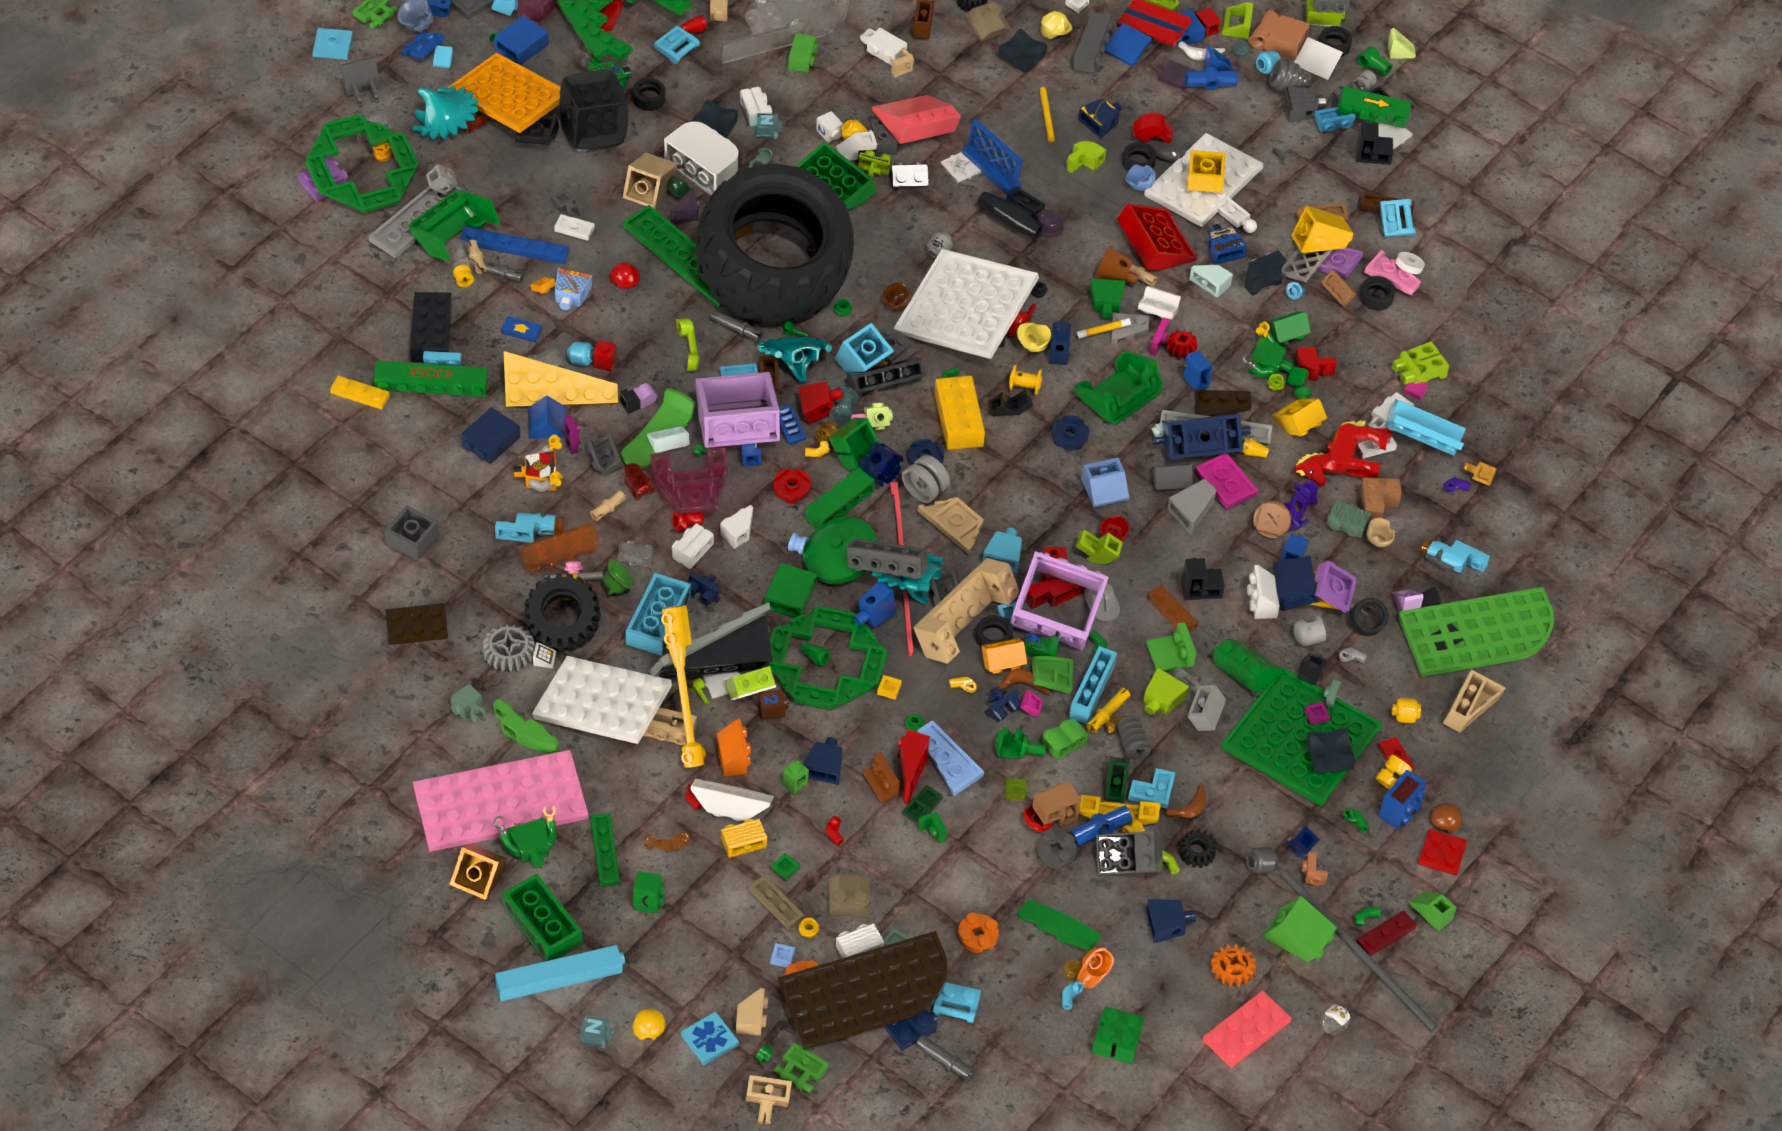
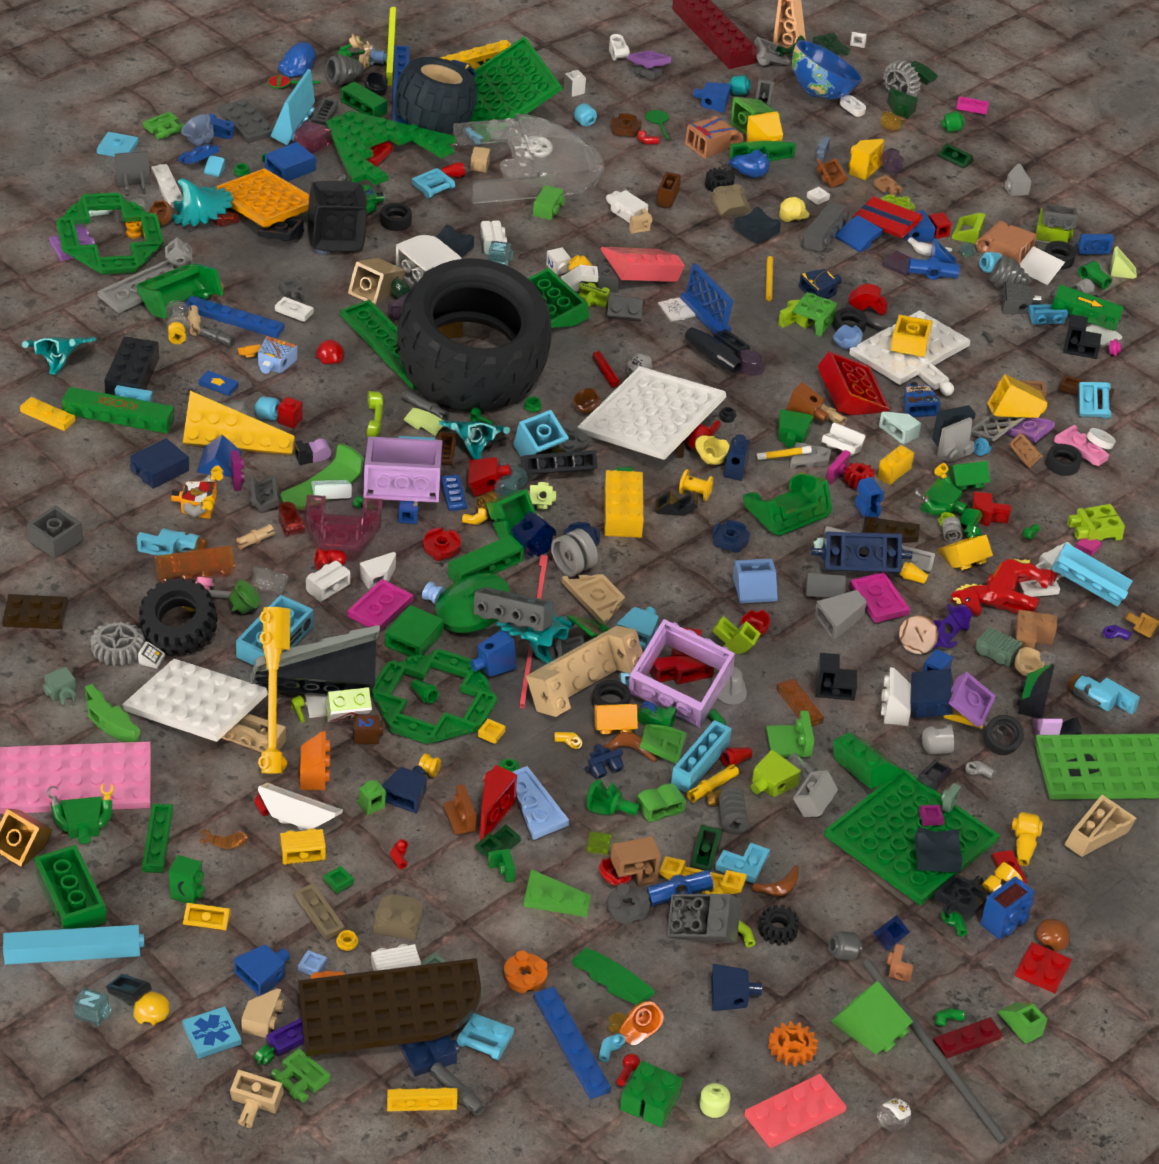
camera: 10 degrees right, 10 degrees down
(351, 314) = (56, 349): none -> teal piece
(400, 88) = (166, 183): none -> white plate
(407, 125) = (163, 211): none -> dark orange hair
(473, 57) = (241, 169): none -> green plate
(624, 1008) = (128, 987): none -> black tile
(673, 924) = (206, 916): none -> yellow slope
(706, 587) = (330, 618): dark blue hips -> none
(739, 342) = (421, 418): none -> yellowish green slope
(739, 968) = (261, 968): none -> blue torso
(749, 565) = (380, 605): none -> dark pink plate
(779, 1032) = (286, 1037): none -> dark purple plate
(841, 733) = (430, 764): none -> yellow wheel
(906, 253) = (606, 369): none -> red axle
(915, 1073) = (421, 1099): none -> yellow plate
(957, 558) = (589, 626): none -> green container
(987, 851) = (555, 896): none -> bright green wing
(1031, 703) = (634, 766): dark pink tile -> none
(1035, 995) = (572, 1043): none -> blue plate
(1092, 1007) = (630, 1063): none -> red bar
(1104, 150) = (818, 309): none -> bright green bracket
(1124, 677) = (735, 755): none -> red cone
(1175, 1032) = (714, 1100): none -> yellowish green head
(1215, 325) = (895, 464): none -> yellow brick
(1270, 290) = (956, 441): none -> light grey slope
(1282, 393) = (952, 529): none -> light grey wheel
(1357, 384) = (1029, 532): none -> green arm
(1359, 791) = (962, 895): none -> black plate
(1369, 24) = (1094, 244): none -> blue bracket
(1392, 565) = (1035, 692): none -> black slope
(1407, 149) = (1115, 347): none -> dark pink plate
(1408, 732) = (1025, 847): none -> yellow cone

